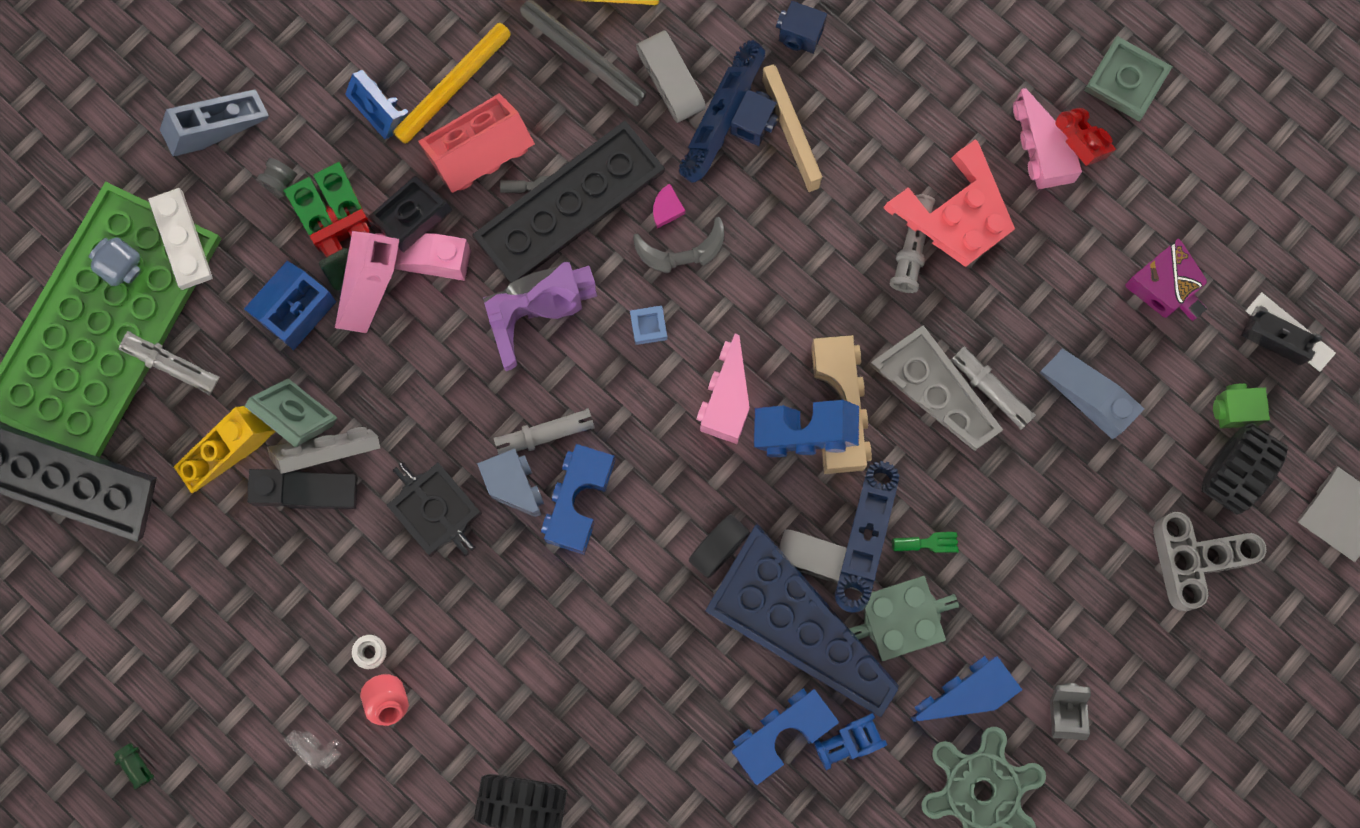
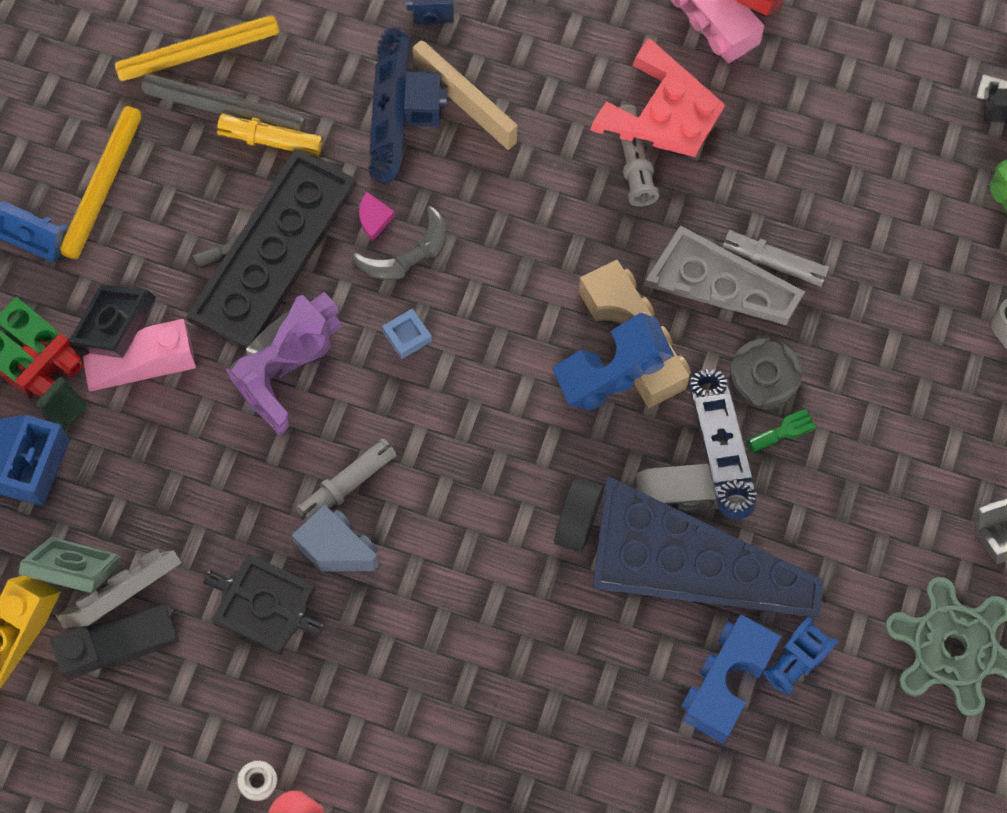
camera: 25 degrees left, 10 degrees down
(365, 279) = (94, 399): bright pink slope -> none
(477, 143) = (153, 227): coral slope -> none
(585, 470) = (414, 562): blue arch -> none
(603, 93) = (256, 132): none -> yellow pin
(671, 76) = (322, 92): light grey beam -> none
(729, 402) = (523, 371): bright pink slope -> none
(904, 618) = (795, 512): sand green plate -> none
(937, 486) = (765, 373): none -> dark grey tile
(980, 691) = (904, 552): blue slope -> none
(1092, 393) = (874, 225): sand blue slope -> none
(1170, 283) = (896, 96): magenta torso -> none

